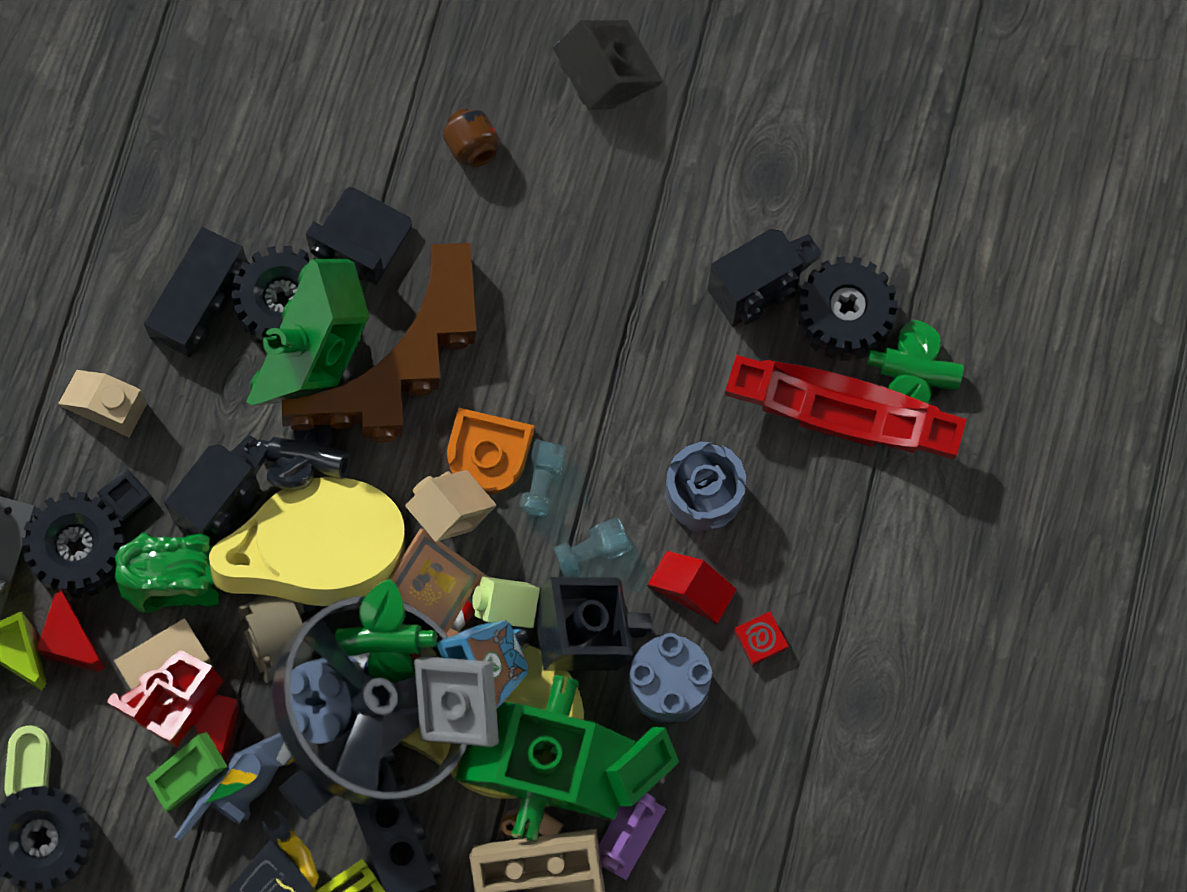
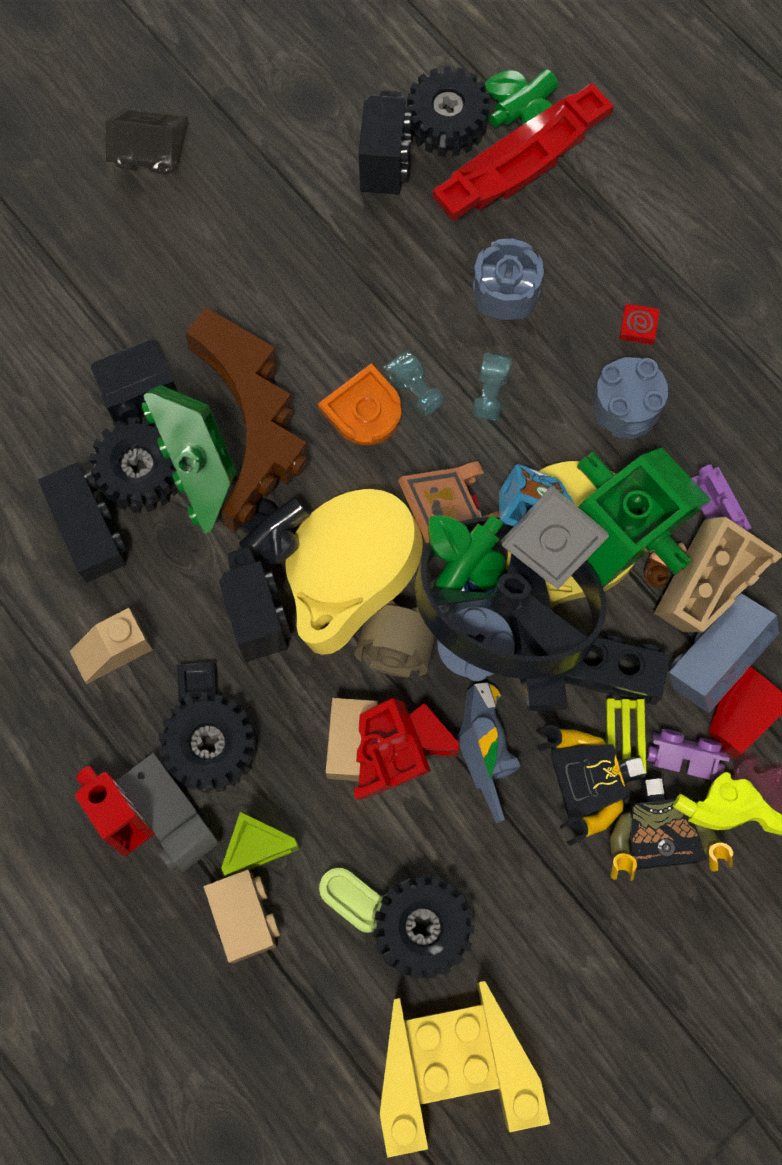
camera: 50 degrees left, 0 degrees up
(65, 638) = (278, 798): red slope -> none
(166, 572) = (287, 684): green piece -> none
(186, 772) = (451, 779): bright green tile -> none
(450, 504) = (391, 451): tan brick -> none
(471, 137) = (125, 258): reddish brown head -> none
(506, 600) = (493, 463): yellowish green brick -> none
(586, 624) = (550, 423): black hinge -> none
(642, 766) = (683, 456): green tile -> none
(693, 585) = (566, 340): red slope -> none

